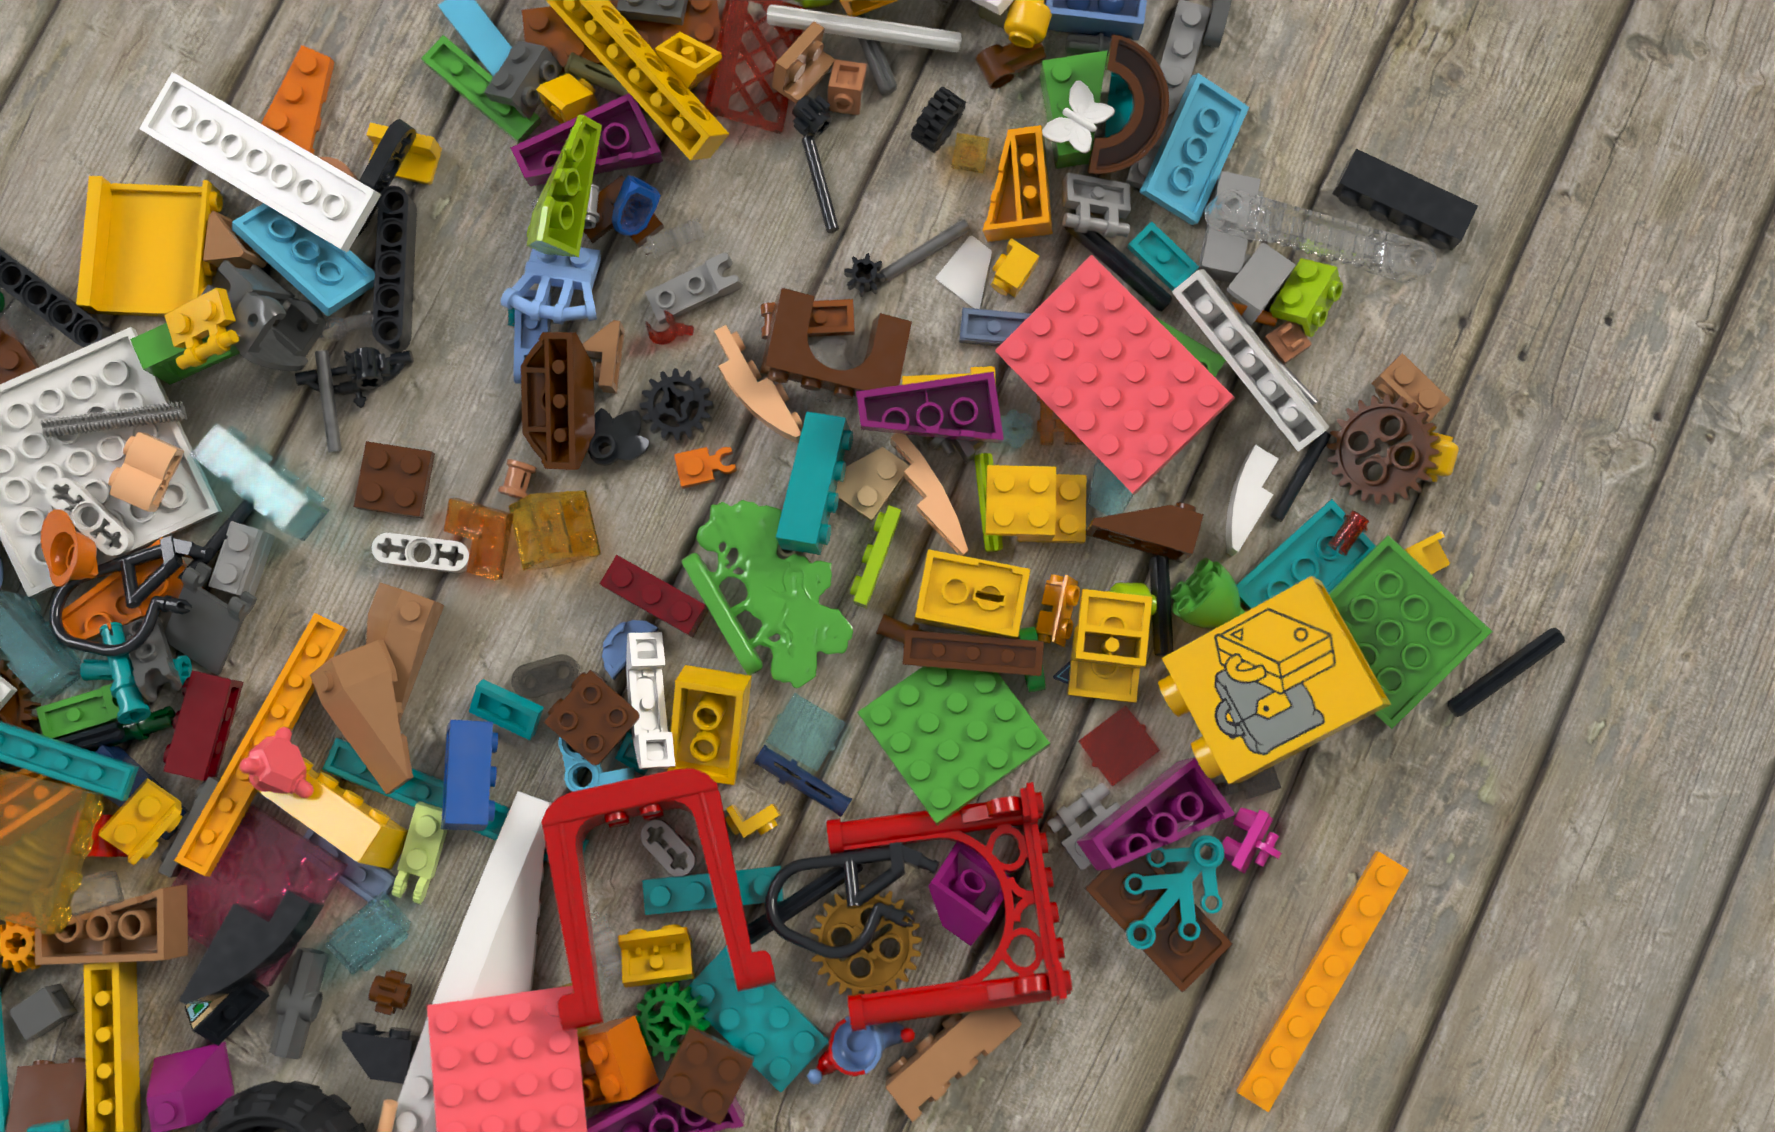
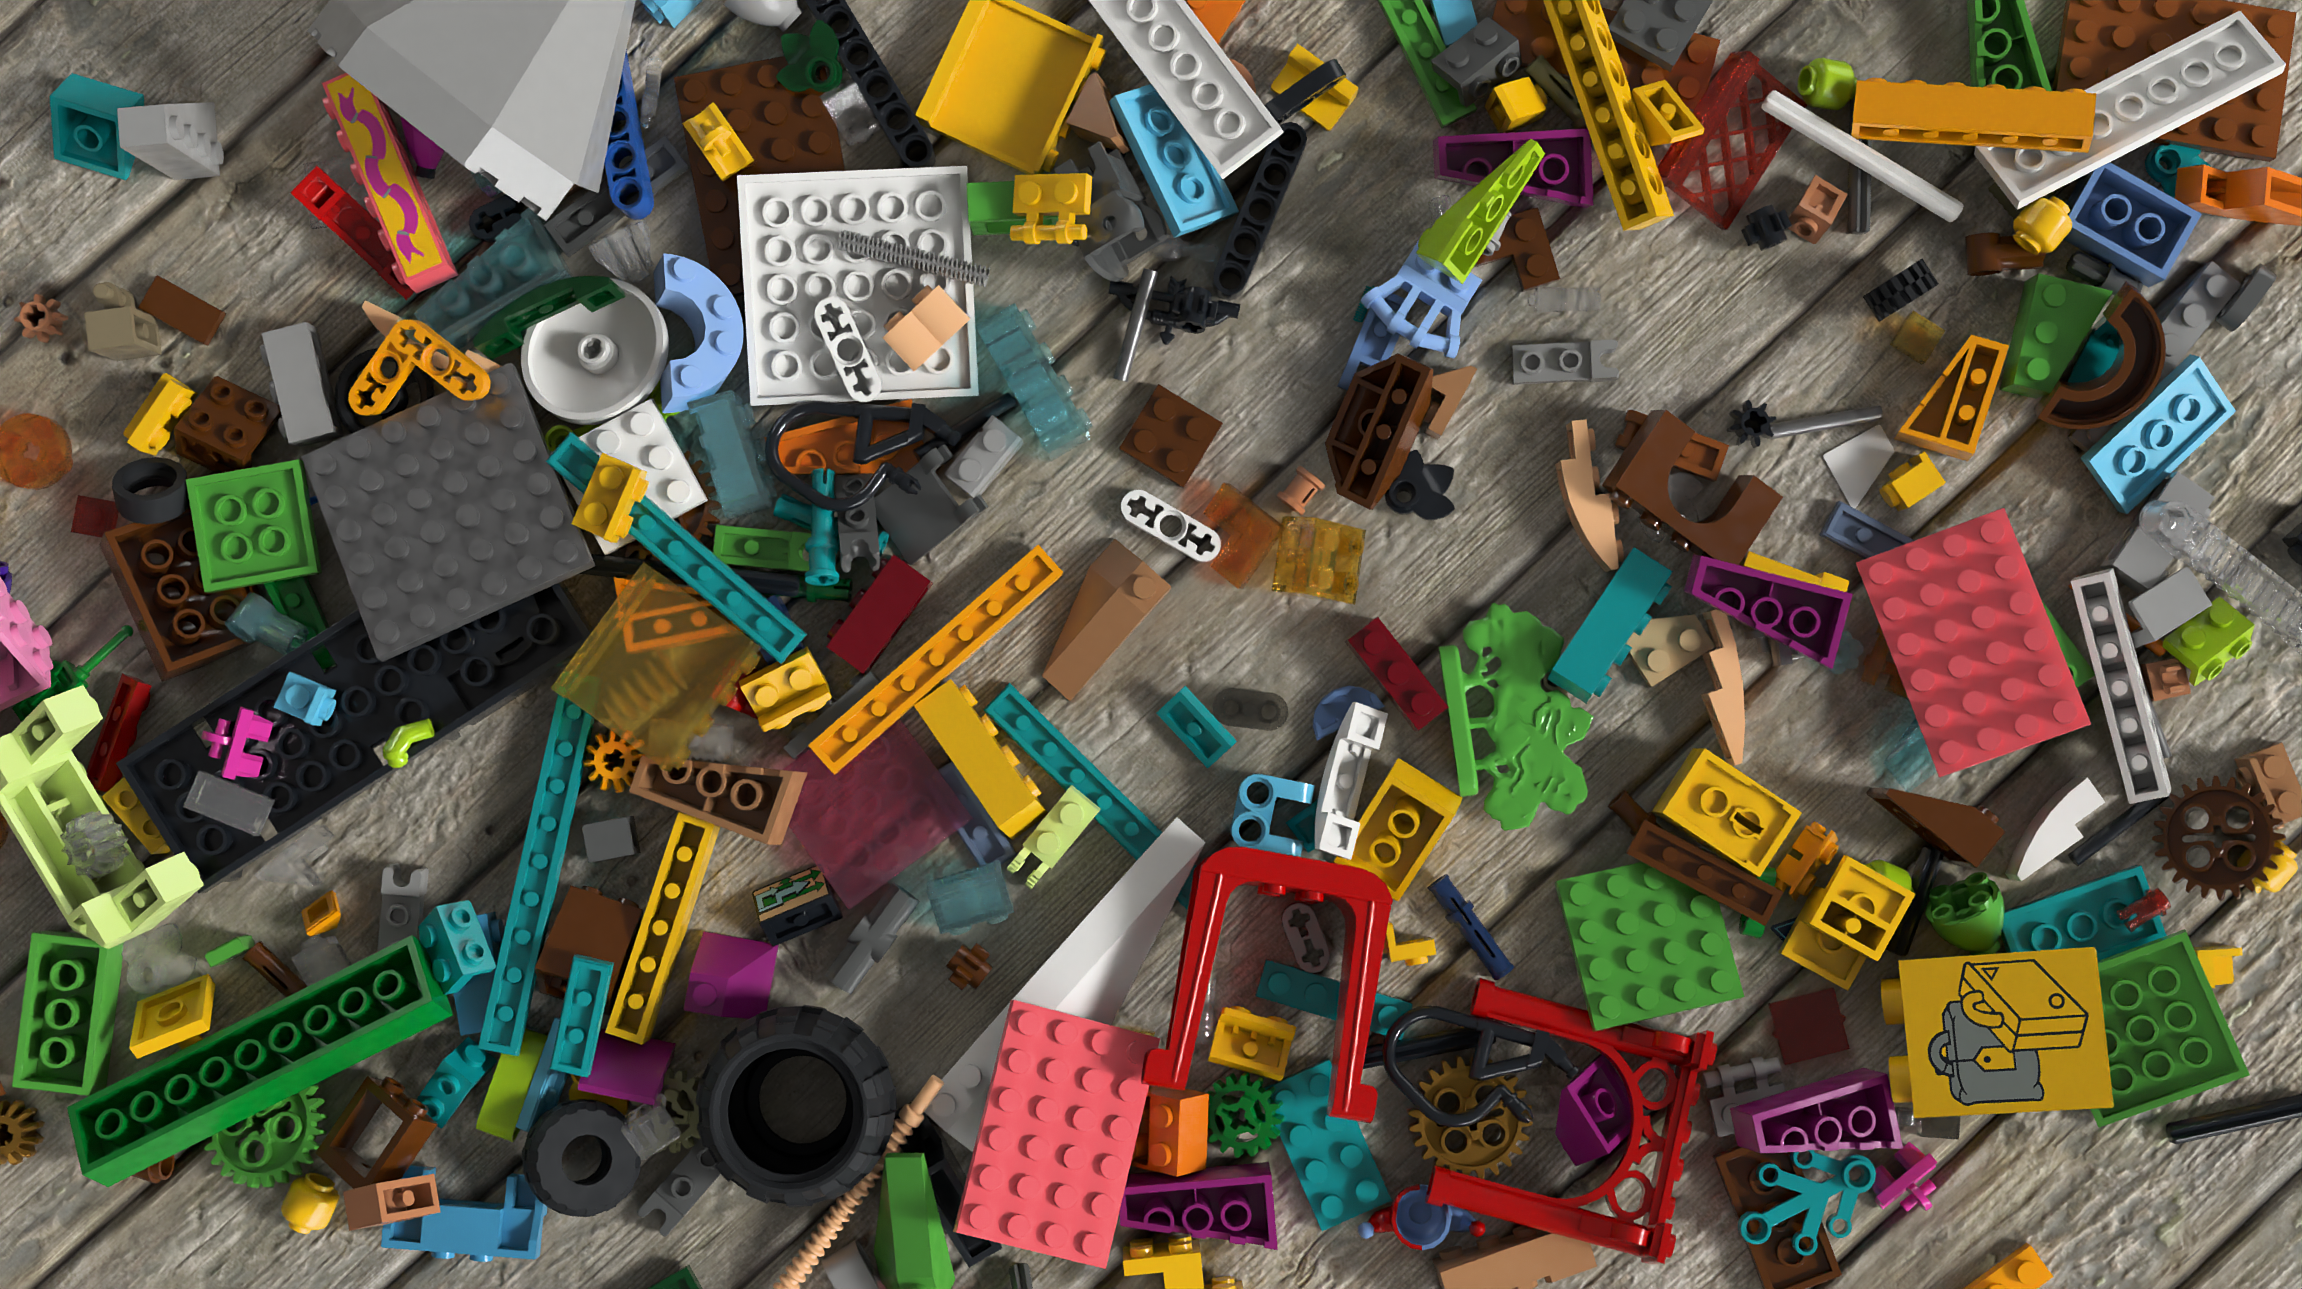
camera: 20 degrees right, 5 degrees up
(66, 550) = (813, 375): orange piece -> none
(250, 946) = (852, 864): black slope -> none
(277, 766) = (951, 694): coral rock -> none
(362, 703) = (1057, 665): medium nougat wedge -> none
(382, 1053) = (938, 1025): black slope -> none
(468, 775) = (1134, 780): blue brick -> none
(592, 717) = (1285, 774): reddish brown bracket -> none
(634, 206) = (1542, 252): rock -> none
(664, 410) = (1515, 481): black gear -> none
(668, 335) = (1521, 400): clear red piece -> none
(697, 466) = (1493, 554): orange plate -> none
(705, 1074) = (1262, 1184): reddish brown plate -> none
(802, 64) = (1780, 171): medium nougat bracket -> none
(806, 732) = (1492, 877): clear light blue piece -> none
(820, 184) = (1743, 303): black bar -> none
(875, 556) = (1641, 726): lime plate -> none
(992, 543) = (1780, 718): lime axle -> none
(1035, 504) = (1831, 743): yellow bracket -> none
(1080, 121) = (2053, 360): white piece -> none
(1096, 196) = (2035, 443): light grey plate -> none
(1123, 268) = (2024, 520): black axle -> none
(1162, 256) = (2074, 535): teal plate -> none

